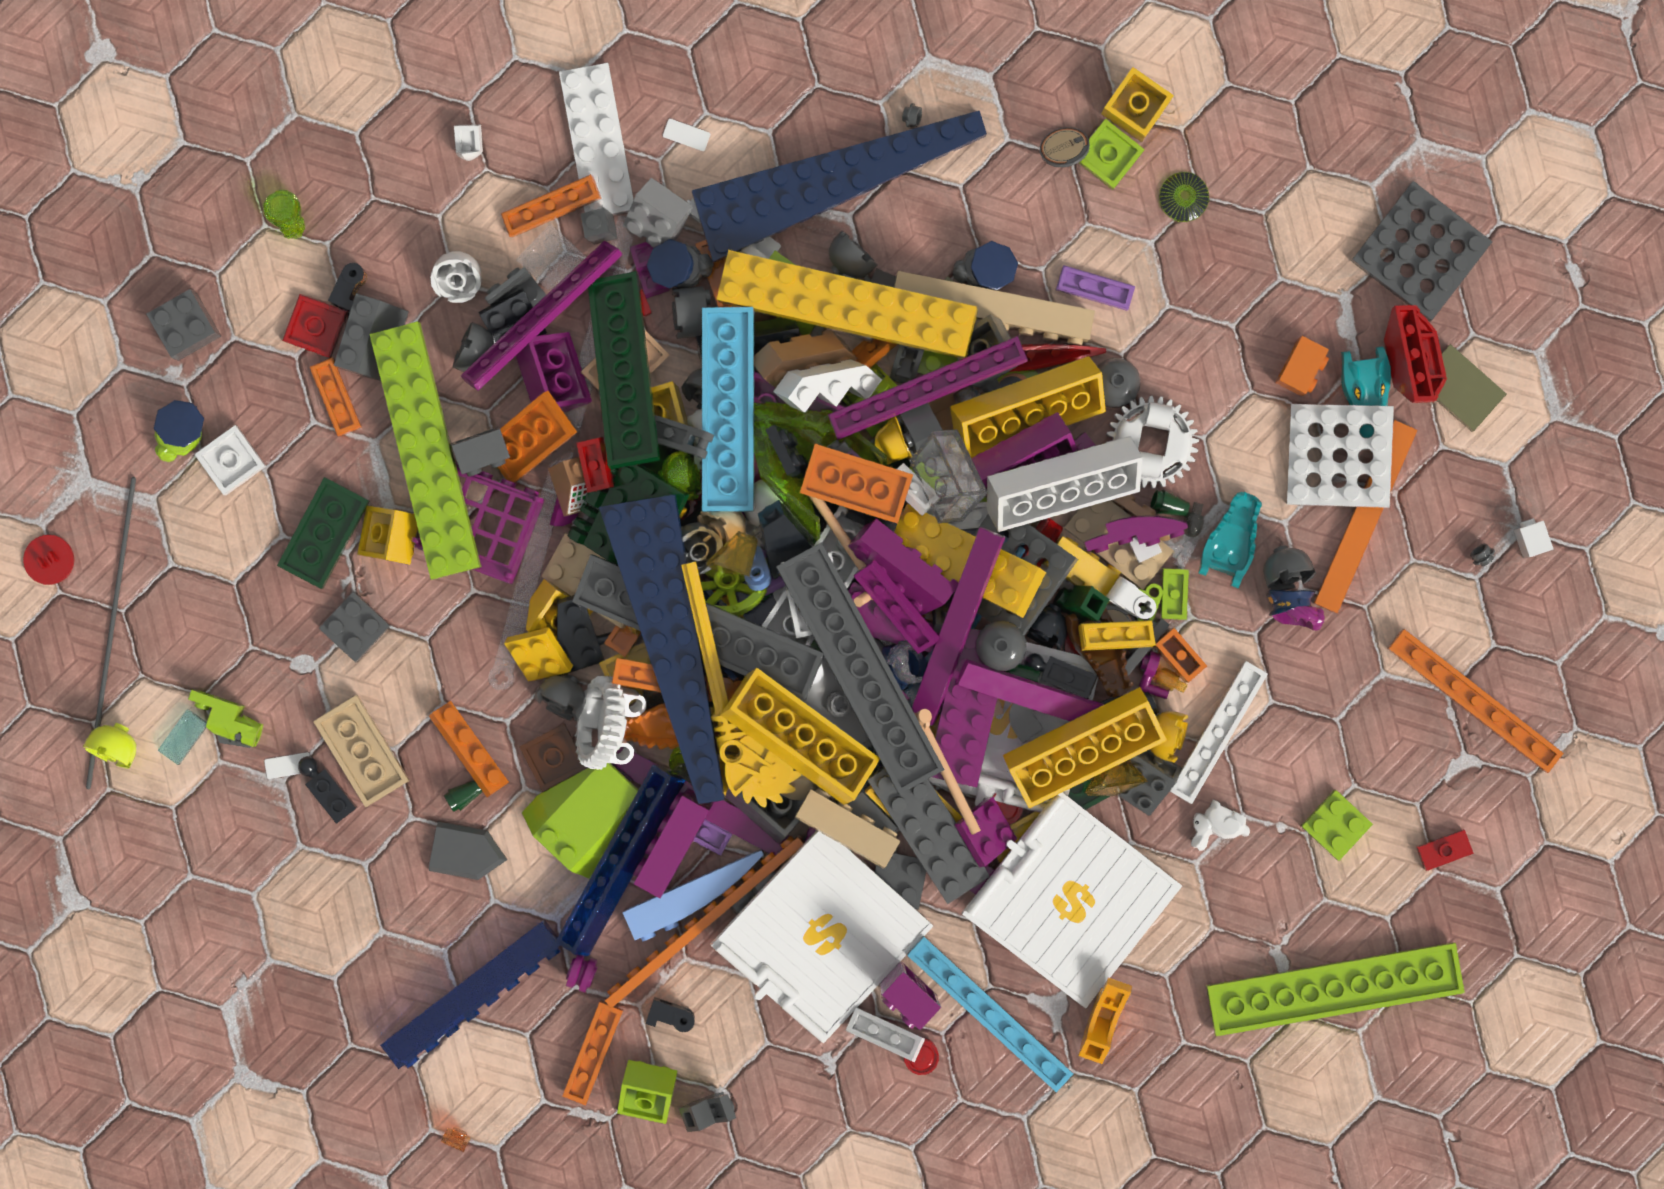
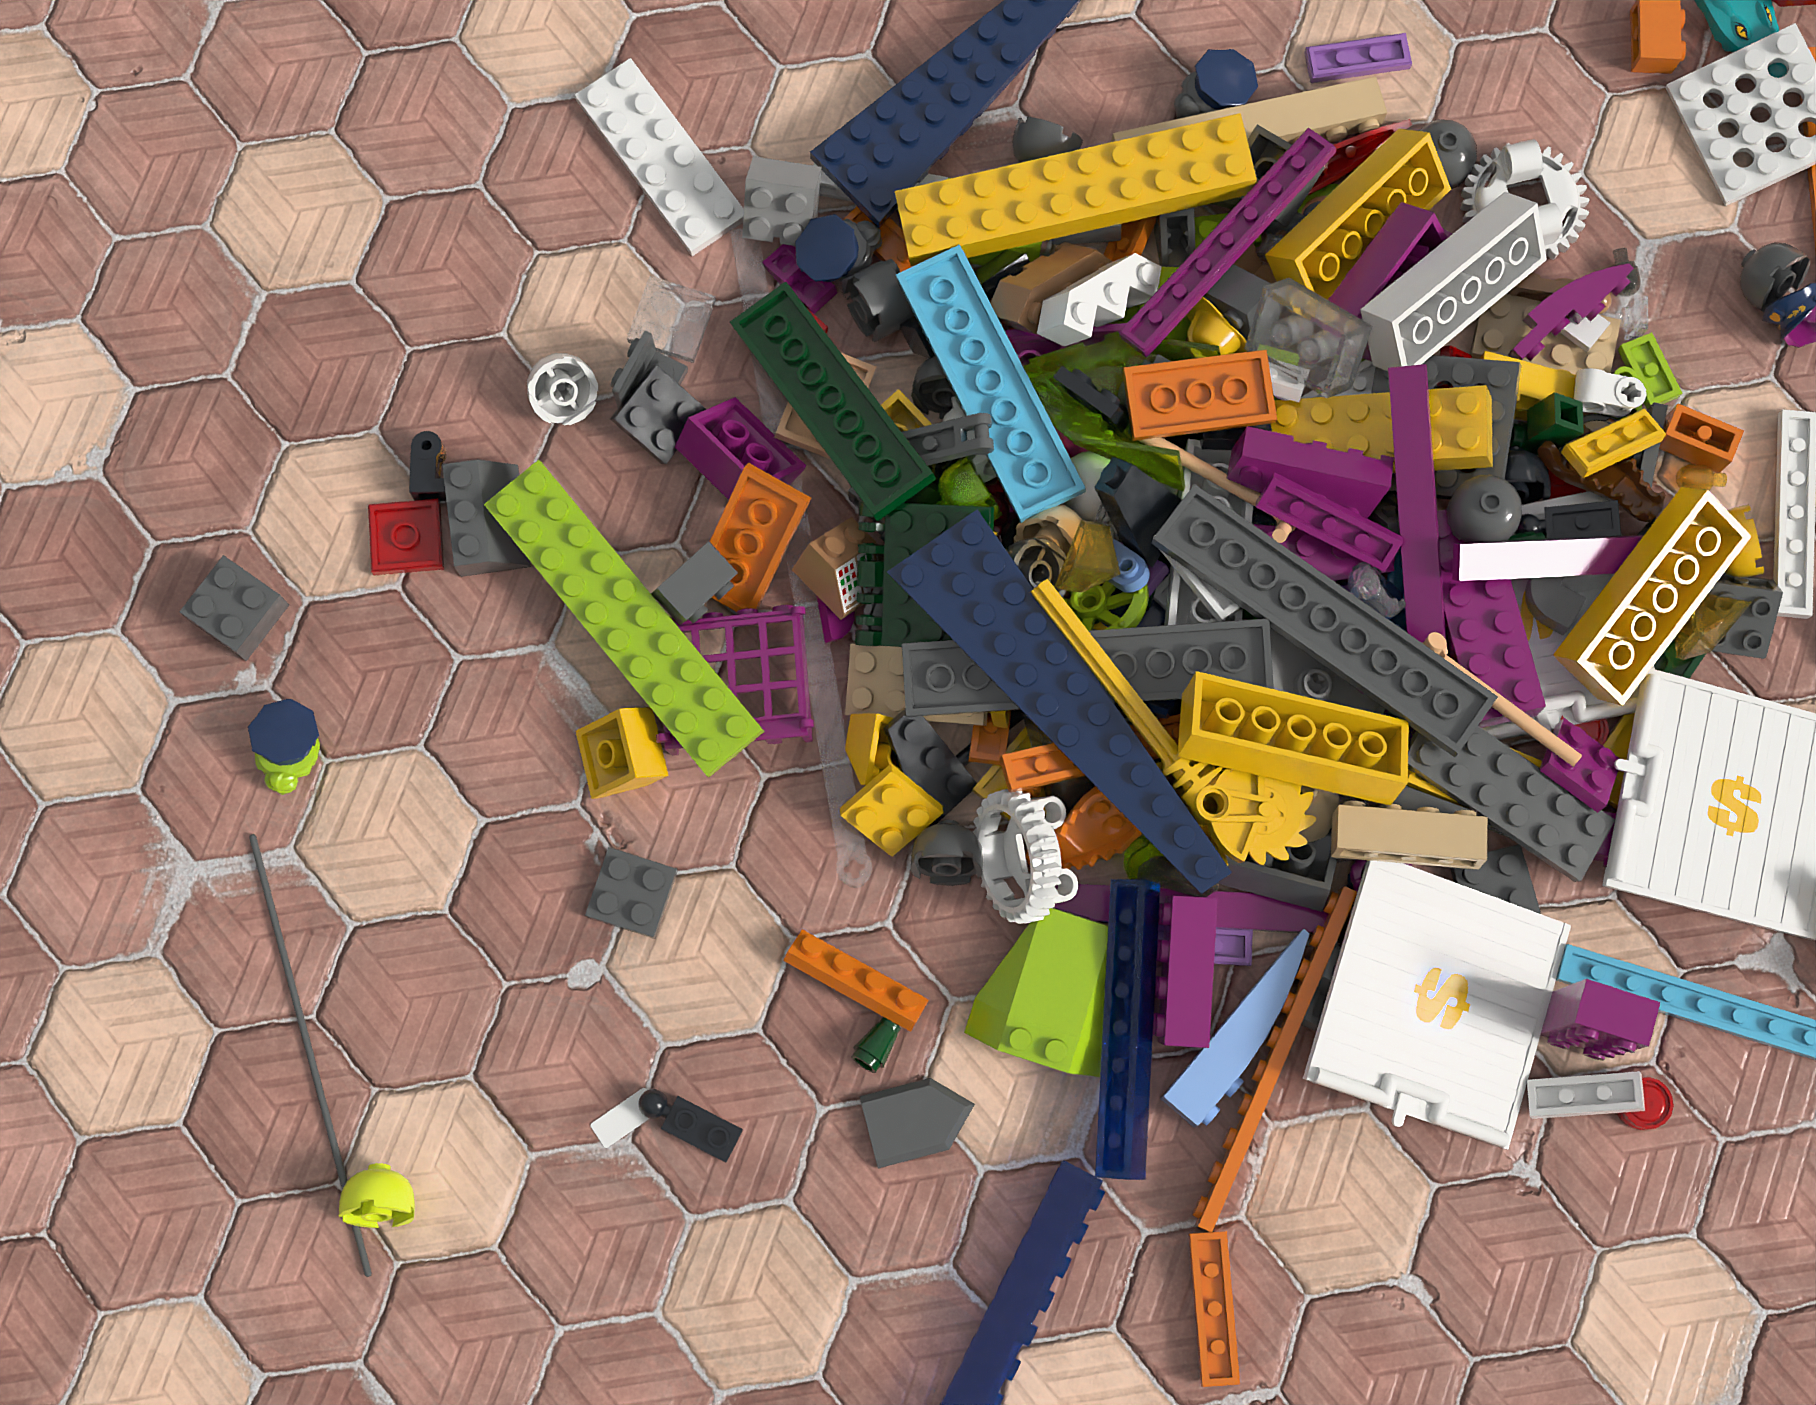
camera: 25 degrees left, 10 degrees down
(48, 559) = (183, 994): red piece -> none
(183, 737) = (467, 1144): clear light blue tile -> none
(226, 720) = (517, 1093): lime plate -> none
(230, 460) = (371, 752): white plate -> none
(284, 211) = (304, 410): clear neon green hair -> none
(323, 533) = (535, 790): dark green plate -> none
(335, 397) = (472, 612): orange tile -> none
(361, 751) = (715, 1049): tan plate -> none
(468, 141) = (499, 225): white plate -> none
(474, 345) = (627, 469): dark grey cylinder -> none
(541, 315) = (692, 385): magenta tile -> none
(551, 206) = (640, 255): orange tile -> none
(552, 757) = (972, 939): reddish brown plate -> none
(581, 973) = (1147, 1205): magenta wheel -> none
(595, 465) = (853, 528): red plate -> none
(599, 226) = (712, 250): dark grey brick -> none
(647, 1091) = (1312, 1326): lime slope -> none
(672, 1014) = (1305, 1204): black leg -> none
(686, 134) = (767, 102): white sticker -> none
(707, 1111) = (1407, 1312): dark grey brick -> none
(1150, 665) = (1668, 472): magenta plate -> none
(1167, 503) = (1579, 264): dark green cone -> none
(1232, 542) = (1687, 277): teal animal -> none

